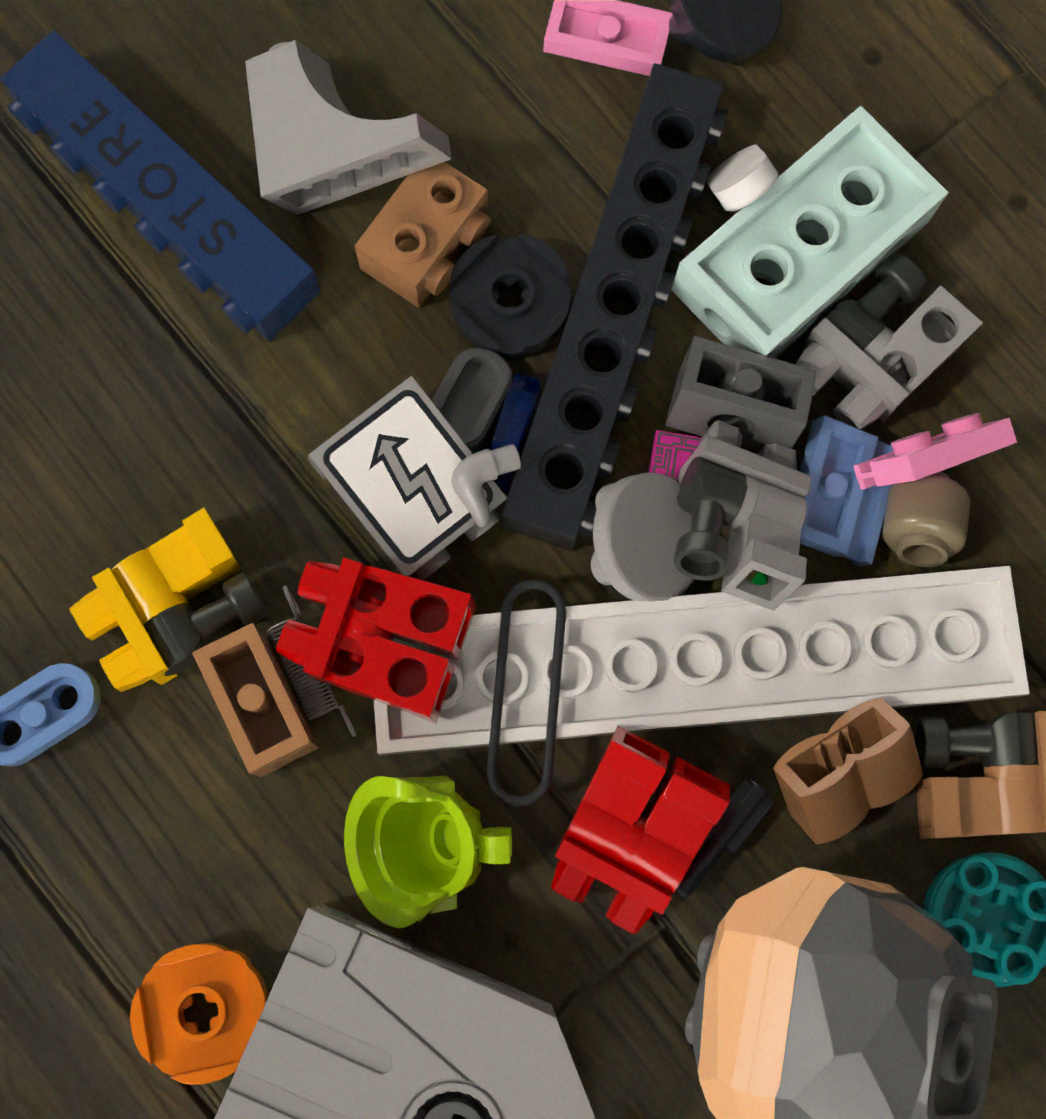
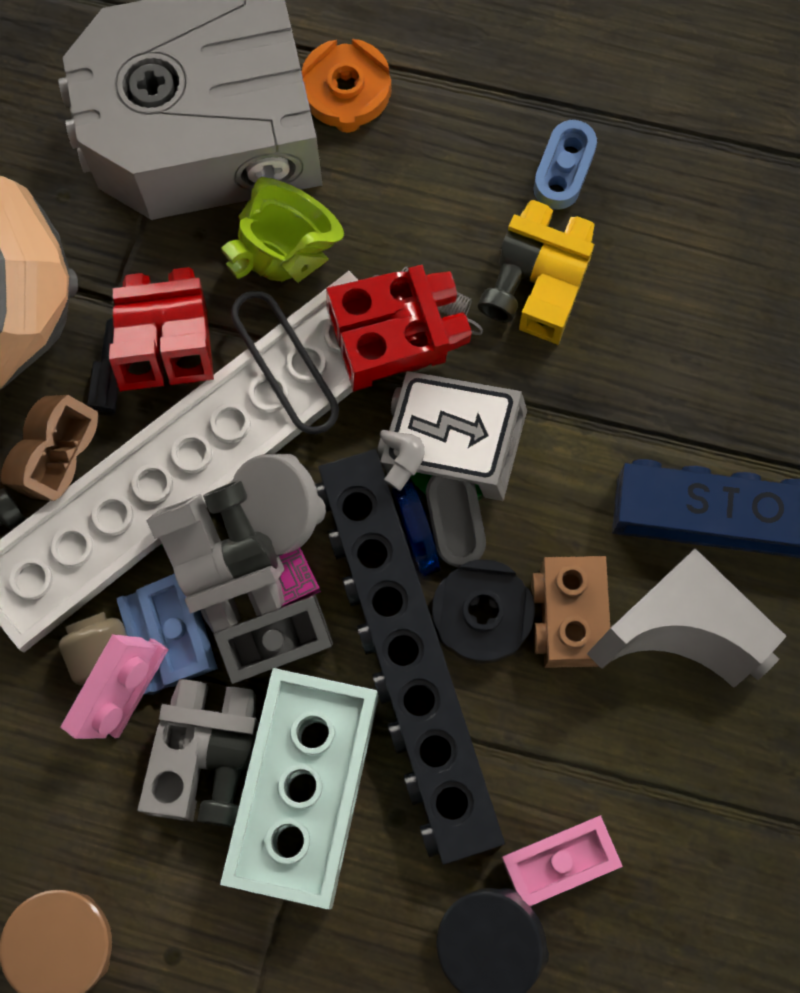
camera: 150 degrees right, 5 degrees down
(255, 700) = (441, 244): medium nougat brick -> none
(742, 178) = (380, 800): white tile -> none

